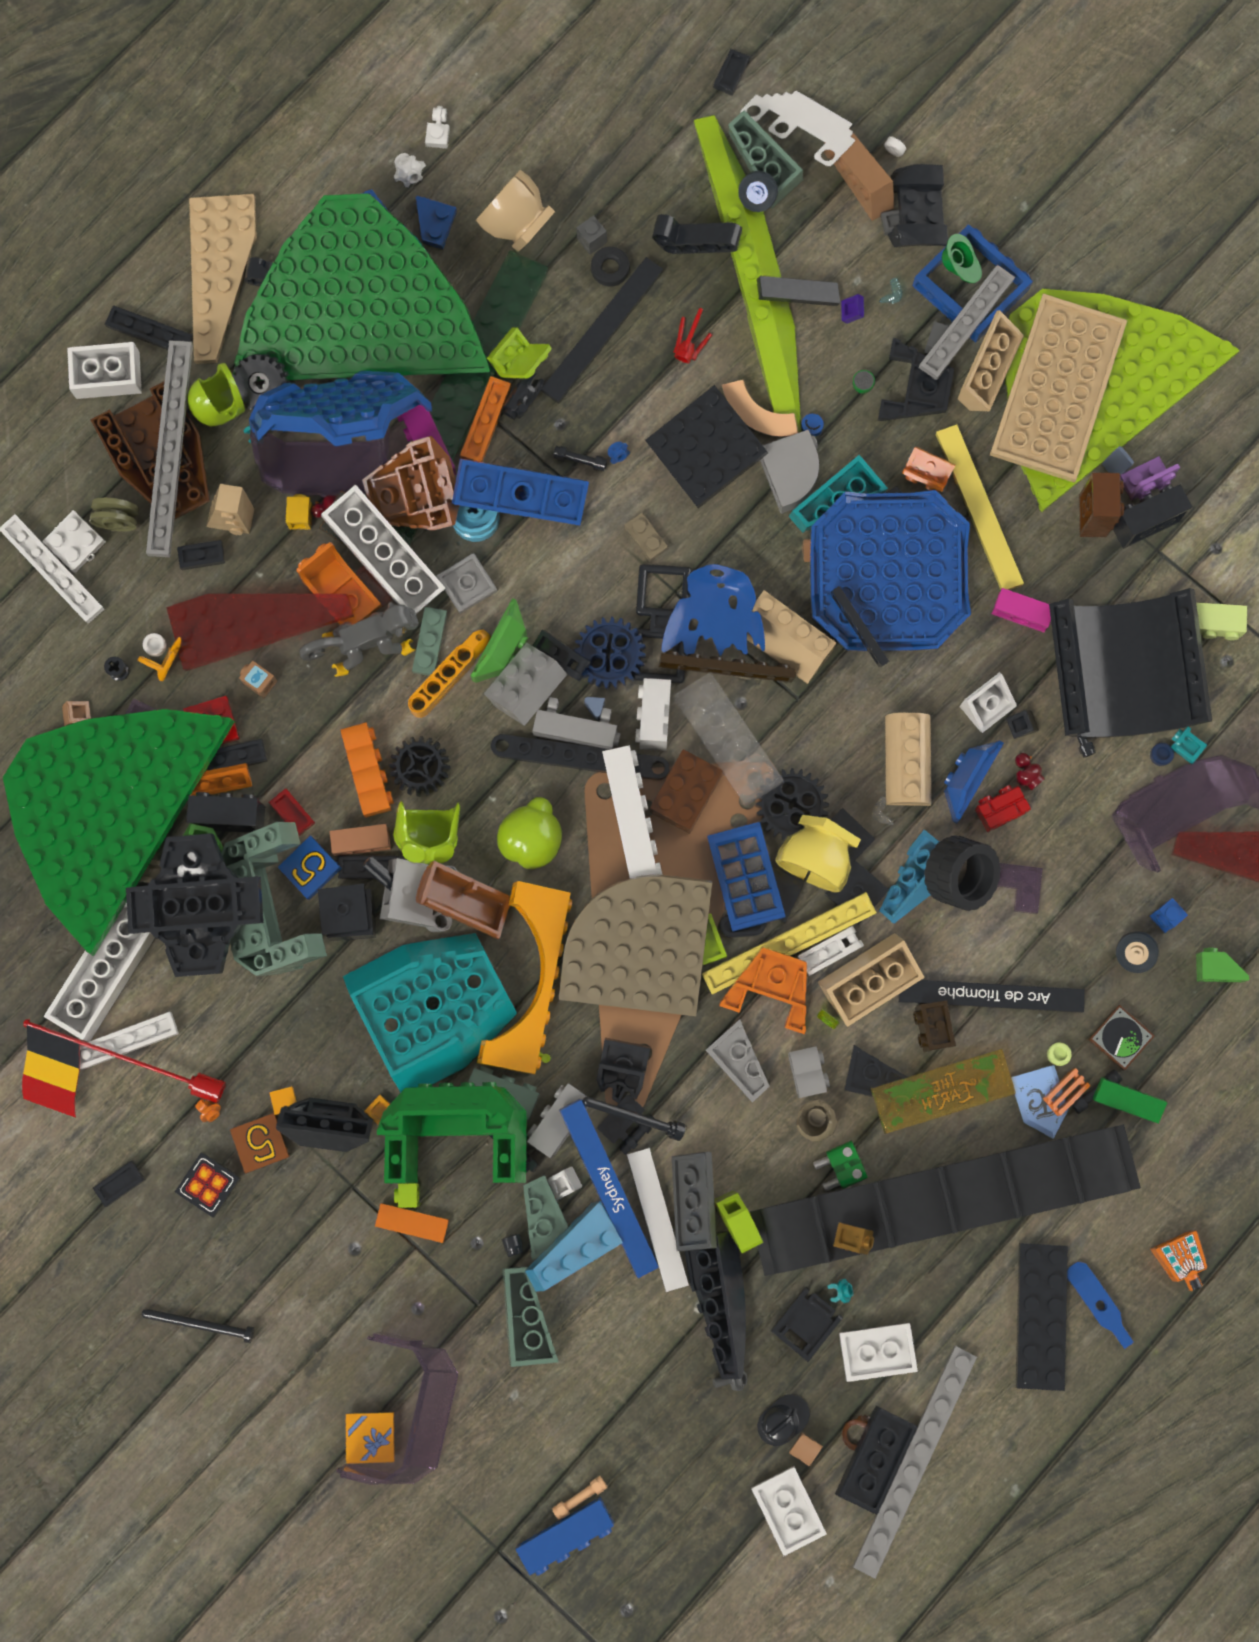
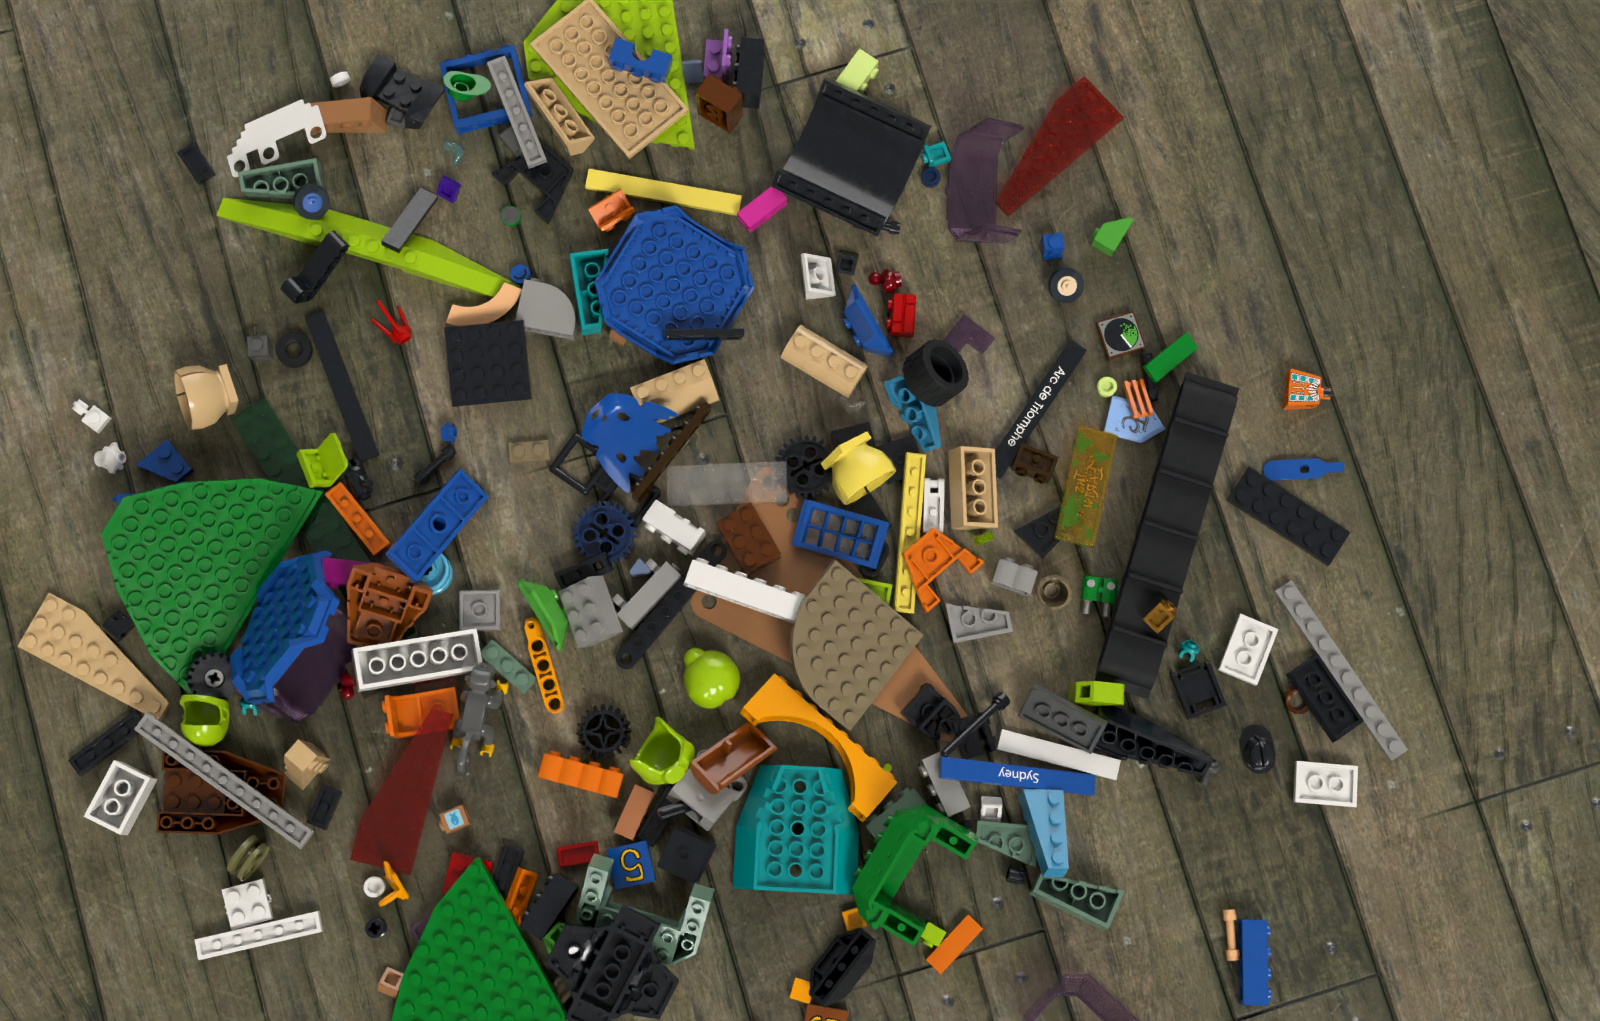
camera: 65 degrees left, 0 degrees up
(299, 512) = (339, 708): yellow brick -> none
(805, 1449) = (1287, 745): medium nougat slope -> none
(1095, 423) = (654, 68): none -> blue arch

